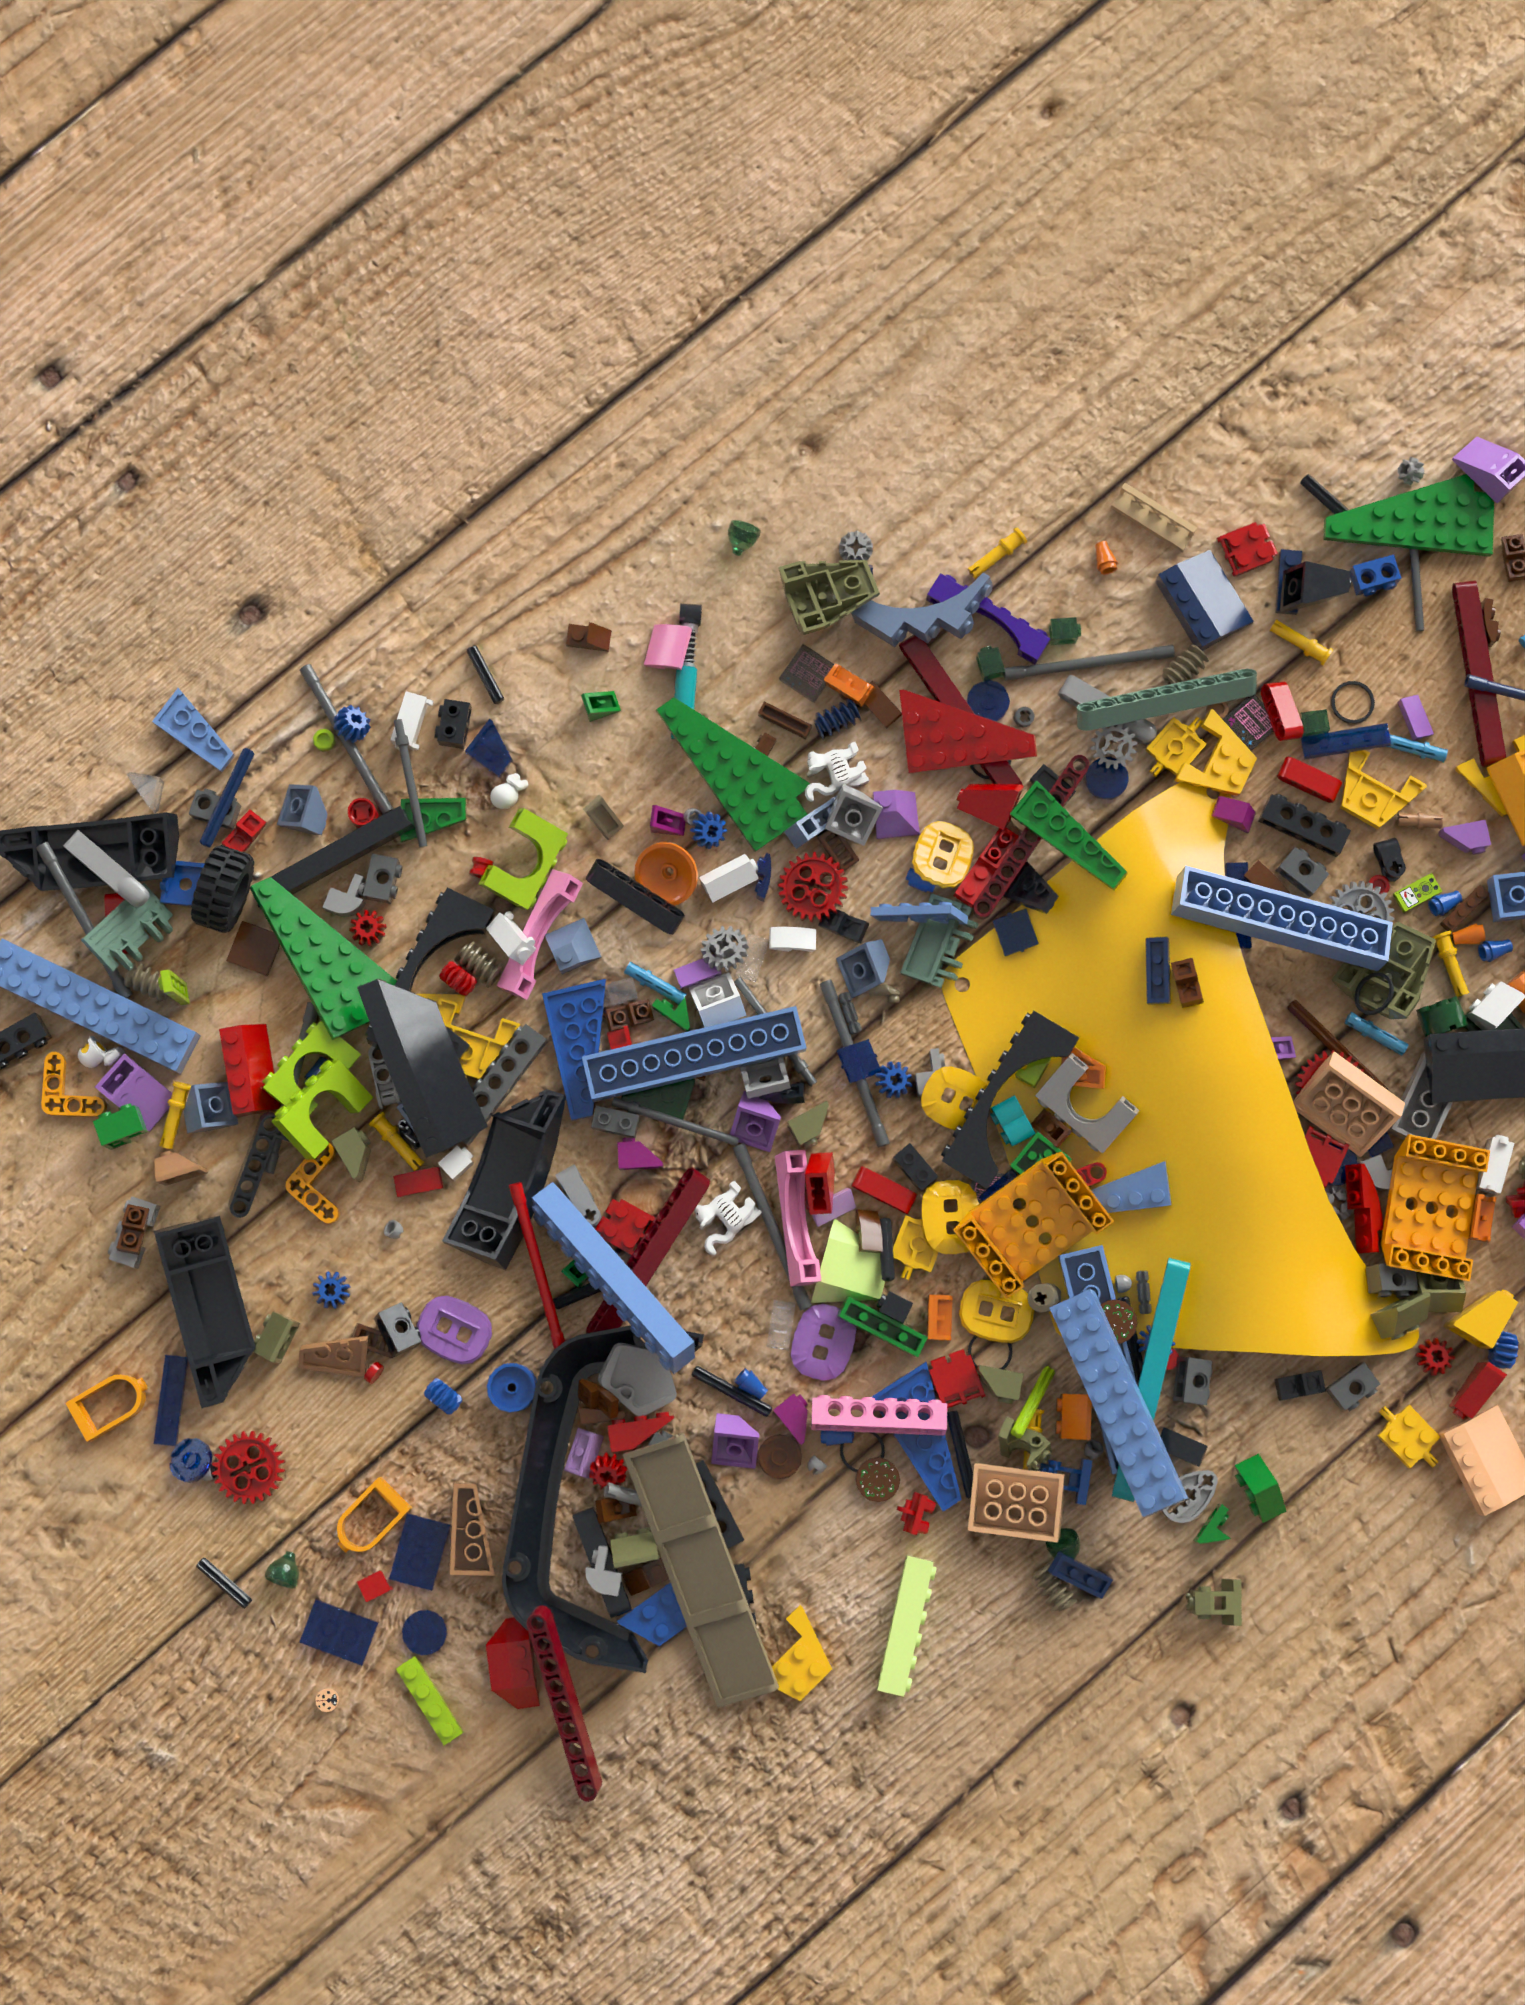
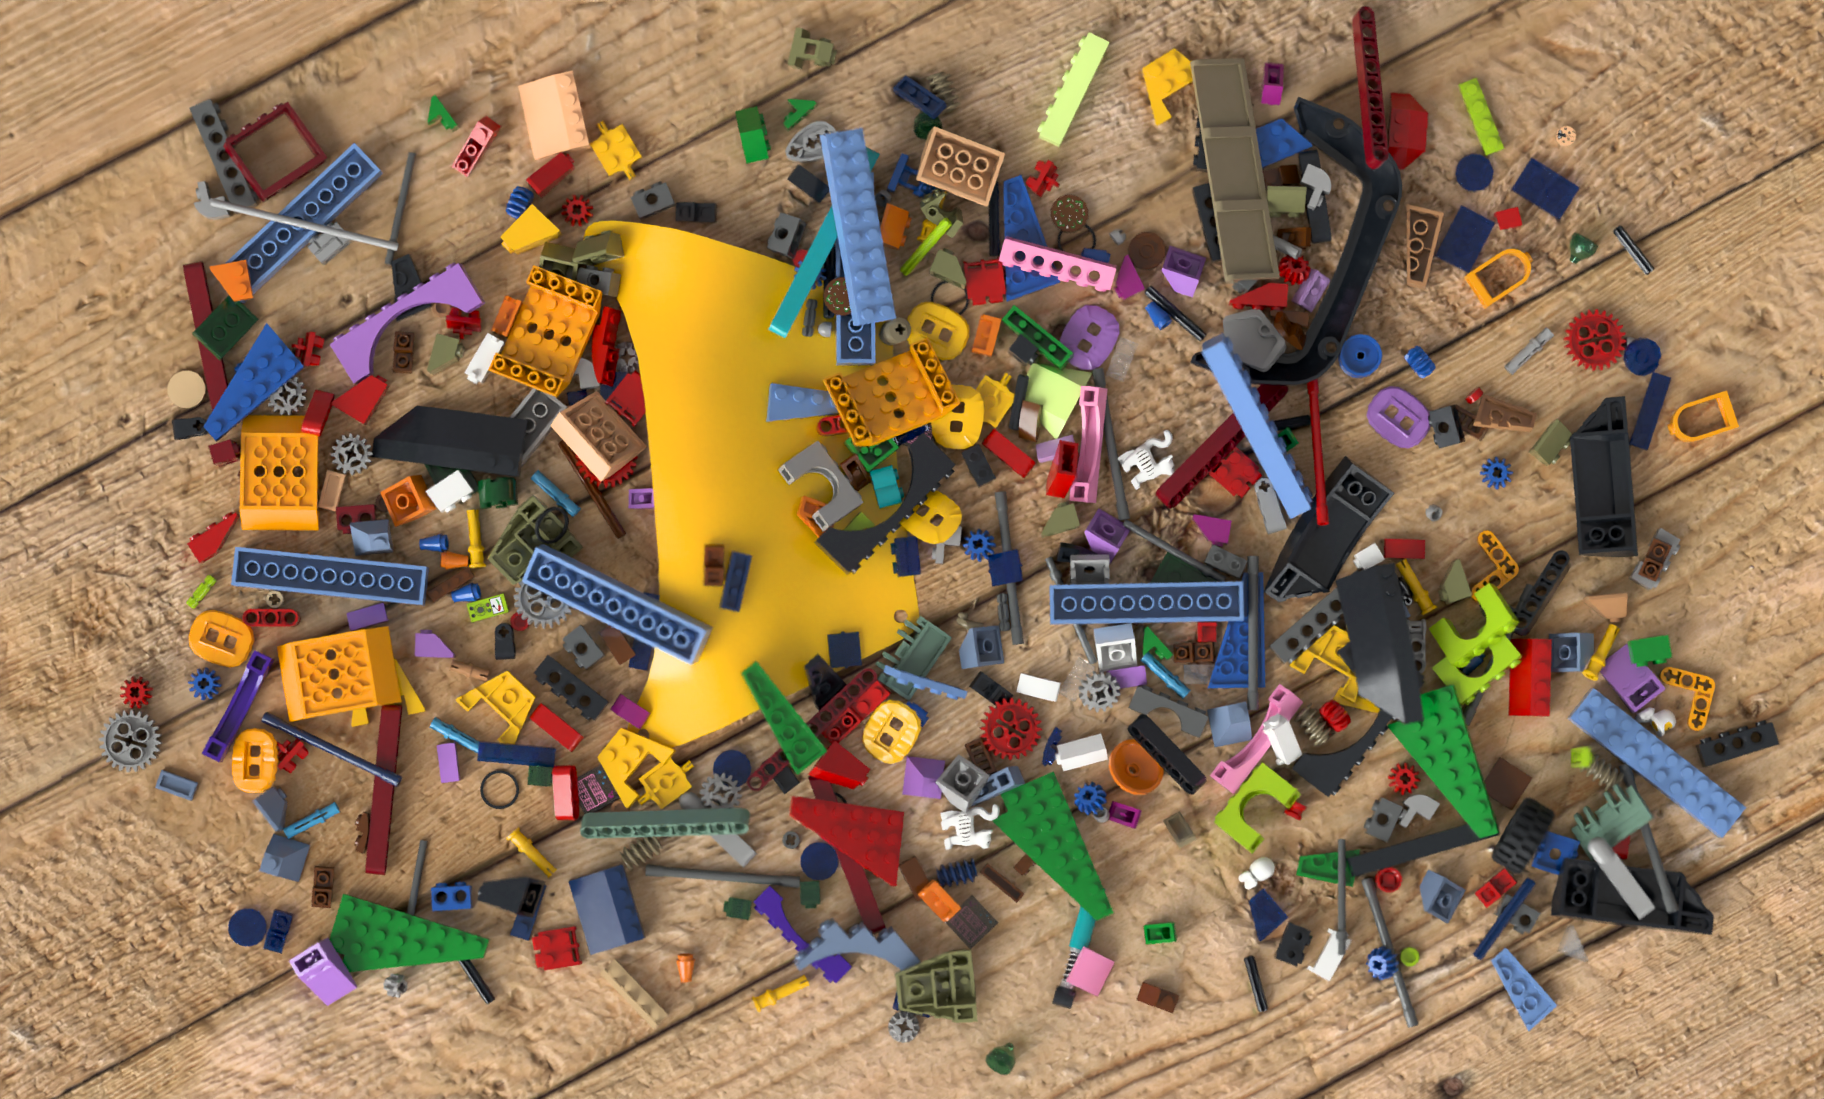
camera: 165 degrees left, 5 degrees up
(318, 1442) = (1525, 354): none -> light grey pin
(582, 1116) = (1253, 571): none -> dark grey piece
(670, 949) = (1191, 720): none -> dark grey arch
(678, 1684) = (1272, 84): none -> magenta slope
(971, 1048) = (906, 557): none -> clear blue brick

